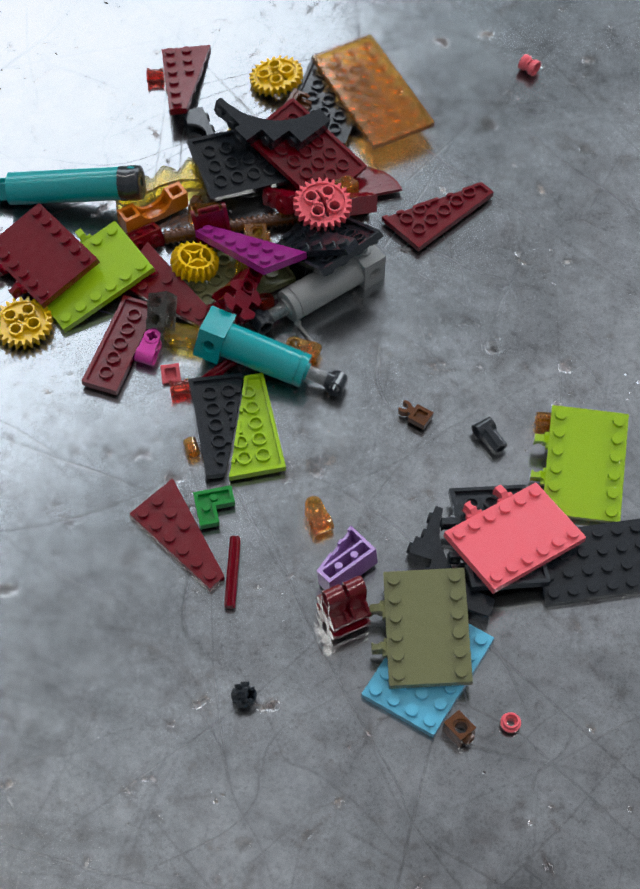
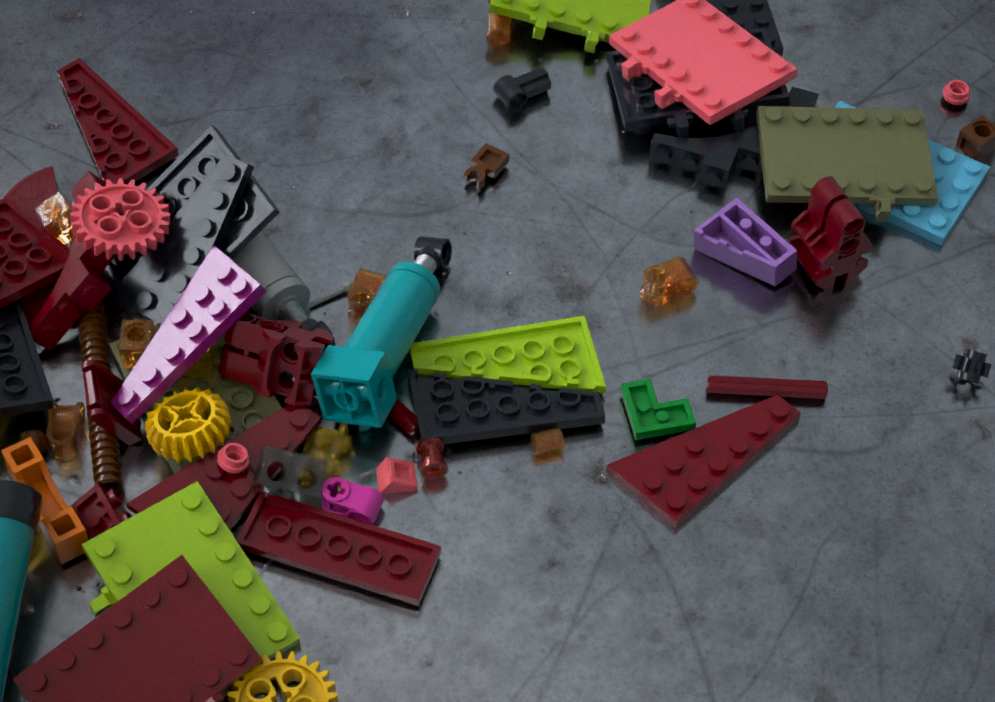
camera: 90 degrees left, 5 degrees down
(170, 279) = (233, 458): none -> coral plate

